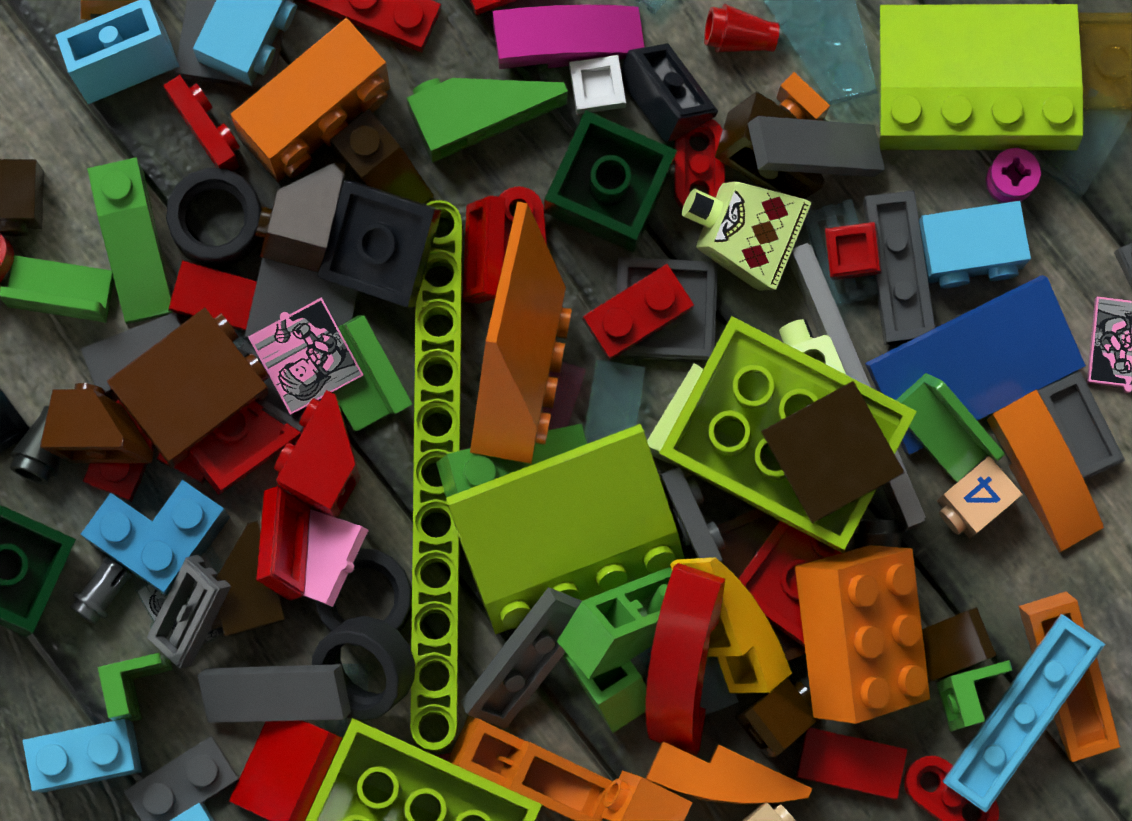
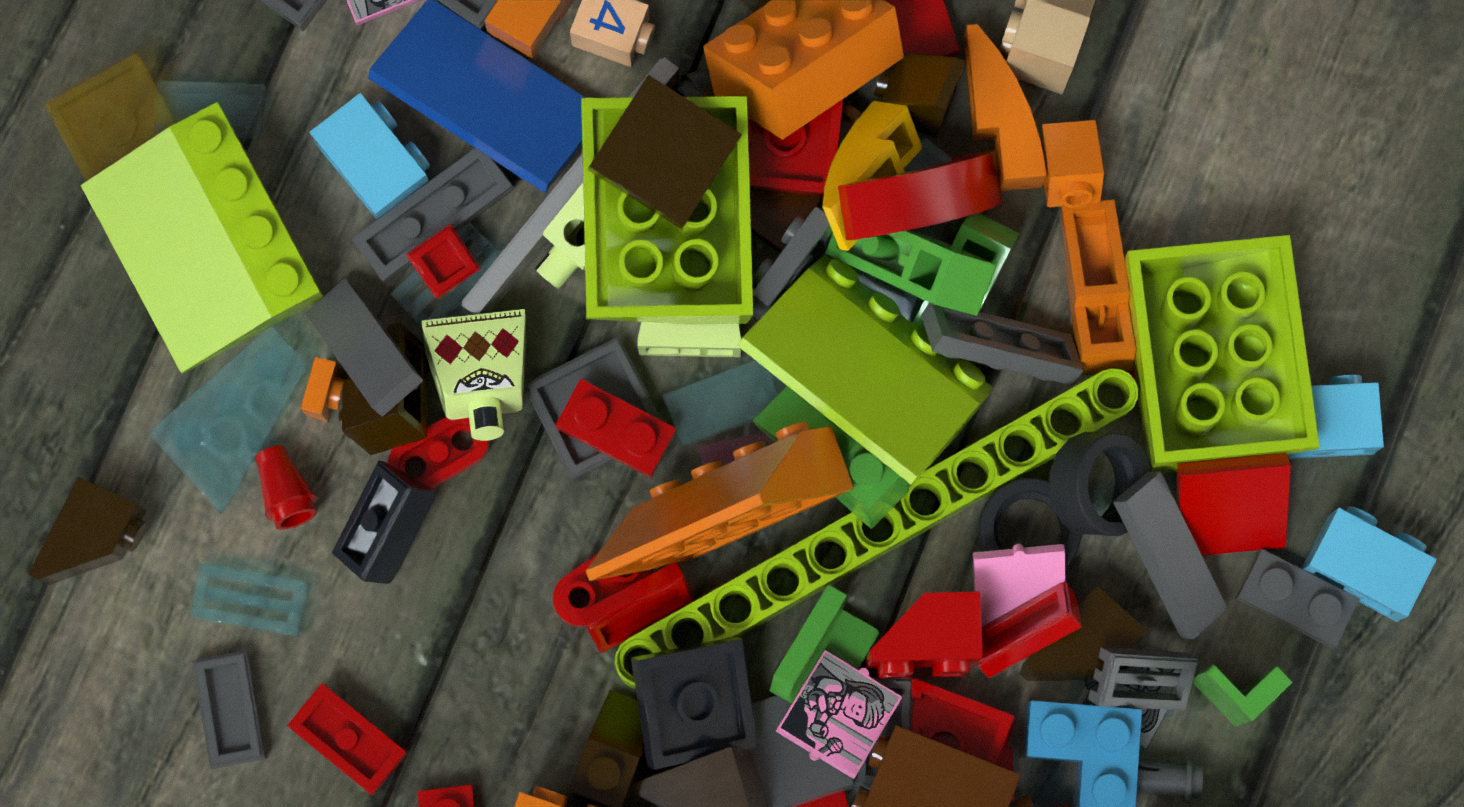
camera: 115 degrees left, 0 degrees up
(82, 756) = (1332, 702): medium azure brick -> none
(471, 110) = (511, 701): bright green slope -> none
(565, 34) = (381, 650): dark pink slope -> none
(597, 84) = (413, 594): white plate -> none
(609, 181) = (505, 523): dark green brick -> none
(947, 428) = (567, 77): bright green panel -> none
(1010, 185) = (289, 167): dark pink wheel -> none

